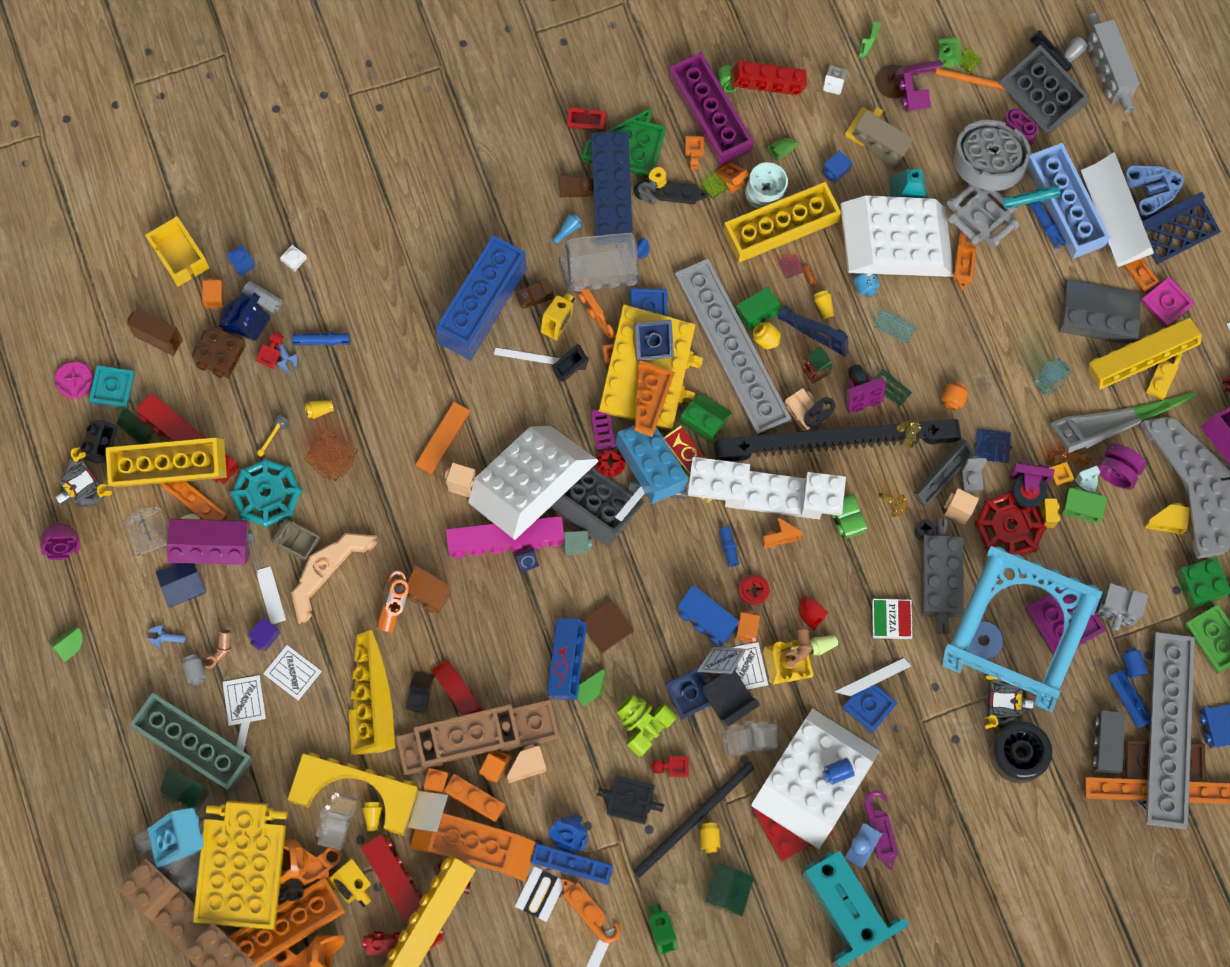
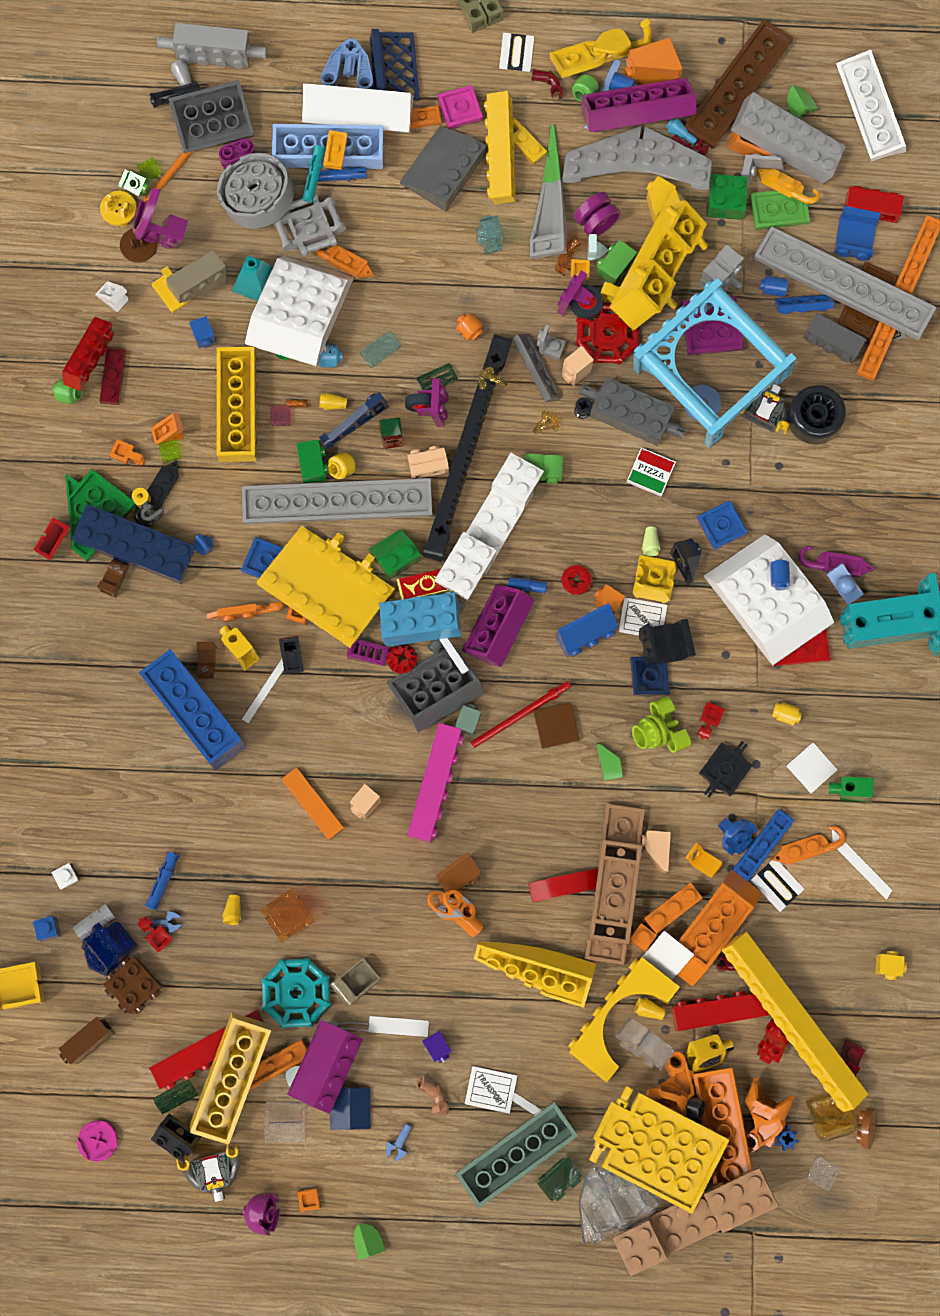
camera: 70 degrees left, 5 degrees up
(86, 578) = (308, 1199): none -> orange tile
(112, 387) = (123, 1105): teal plate -> none
(175, 836) = (609, 1201): medium azure slope -> none
(193, 670) = (444, 1127): light grey brick -> none
(213, 293) = (68, 968): orange brick -> none
(279, 423) = (231, 953): hinge -> none
(292, 672) = (482, 1033): white sticker -> none
(322, 565) = (391, 966): light nougat helmet -> none
(419, 692) = (549, 920): black slope -> none
(495, 765) = (649, 878): orange brick -> none
(527, 560) = (465, 772): dark blue tile -> none
(528, 478) = (392, 737): white slope -> none
(533, 812) = (703, 861): none -> light orange bracket
(566, 659) = (575, 773): blue brick -> none
(570, 225) = (151, 600): dark azure cone -> none
(600, 262) = (206, 586): clear windscreen -> none
(634, 611) = (552, 694): none -> red bar
(651, 393) = (355, 590): orange wing -> none
(653, 340) = (305, 568): dark blue slope -> none
(668, 884) = (812, 767): none -> white sticker
(678, 535) = (498, 625): none -> magenta slope
(701, 812) = (763, 720): black piece -> none
(710, 109) = (92, 420): magenta brick -> none
(722, 660) = (633, 634): white sticker -> none
(729, 890) = (838, 717): clear green slope -> none
(750, 737) = (714, 640): clear brick -> none
(763, 109) = (112, 376): none -> dark red plate
(766, 177) = (193, 393): light aqua wheel -> none
(781, 148) = (158, 374): bright green brick -> none
(786, 534) = (536, 530): orange slope -> none
(802, 650) = (651, 559): nougat piece -> none
(811, 612) = (617, 538): red brick -> none
(816, 409) = (442, 448): black beam -> none
(821, 683) = (687, 557): none -> black slope
(867, 44) = (90, 252): bright green slope -> none
(874, 678) = (700, 509): white sticker -> none
(919, 42) = (126, 211): none -> yellow plate
(993, 445) = (528, 315): clear blue piece -> none
(1063, 205) = (335, 150): none -> light orange plate
(1100, 539) = (651, 276): none -> yellow piece

